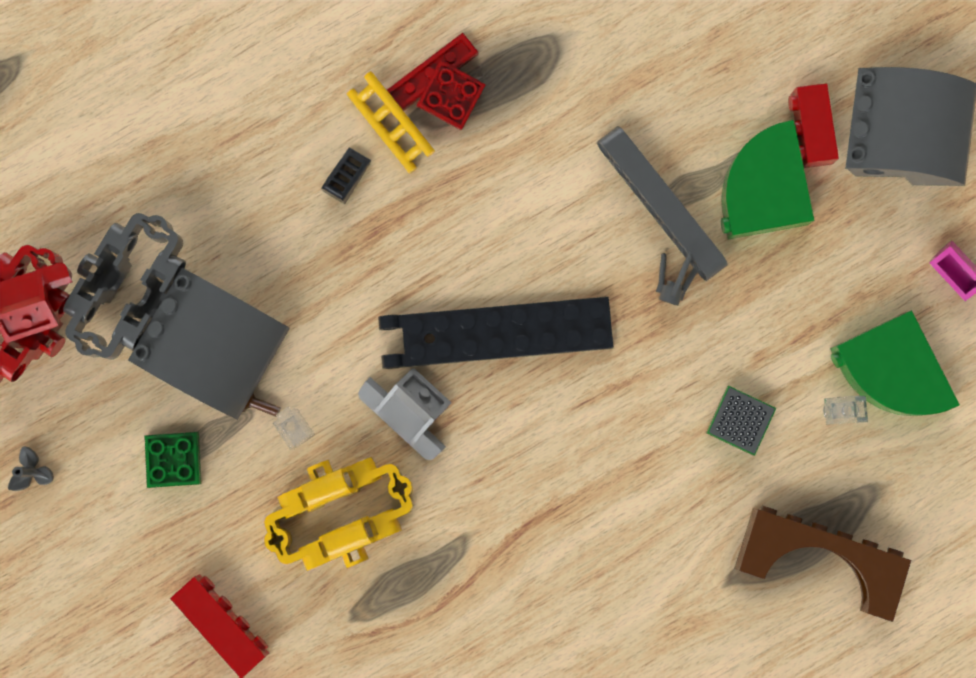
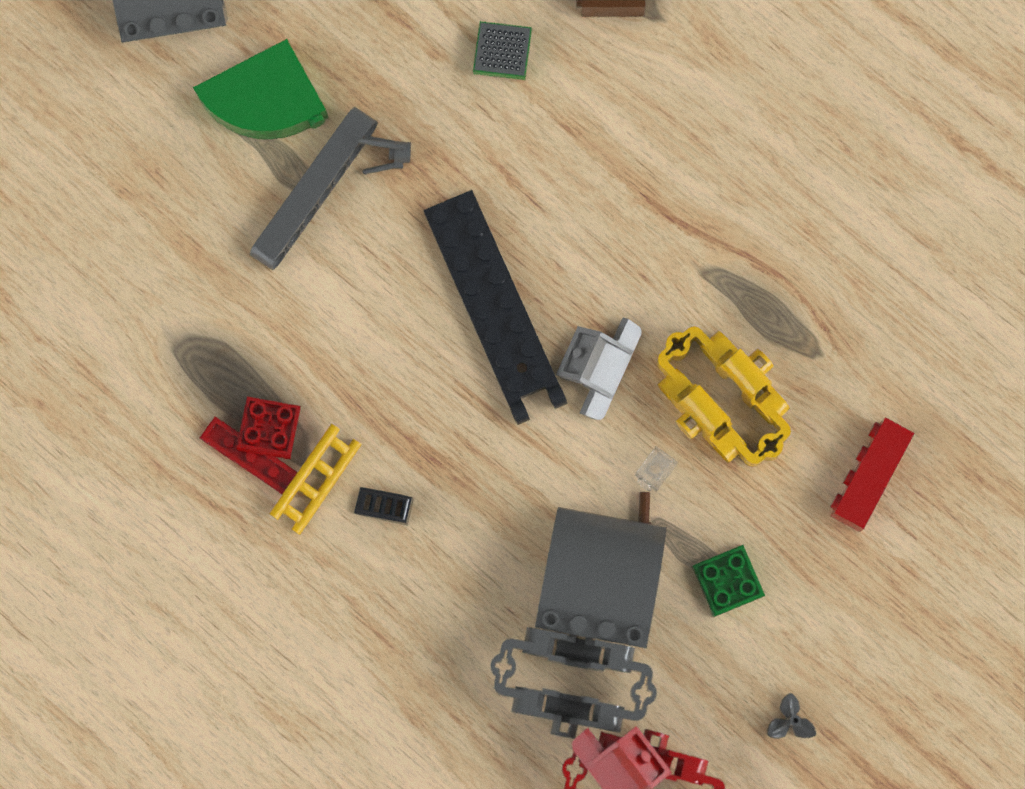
camera: 100 degrees left, 5 degrees down
(814, 125) = (189, 68): red brick -> none

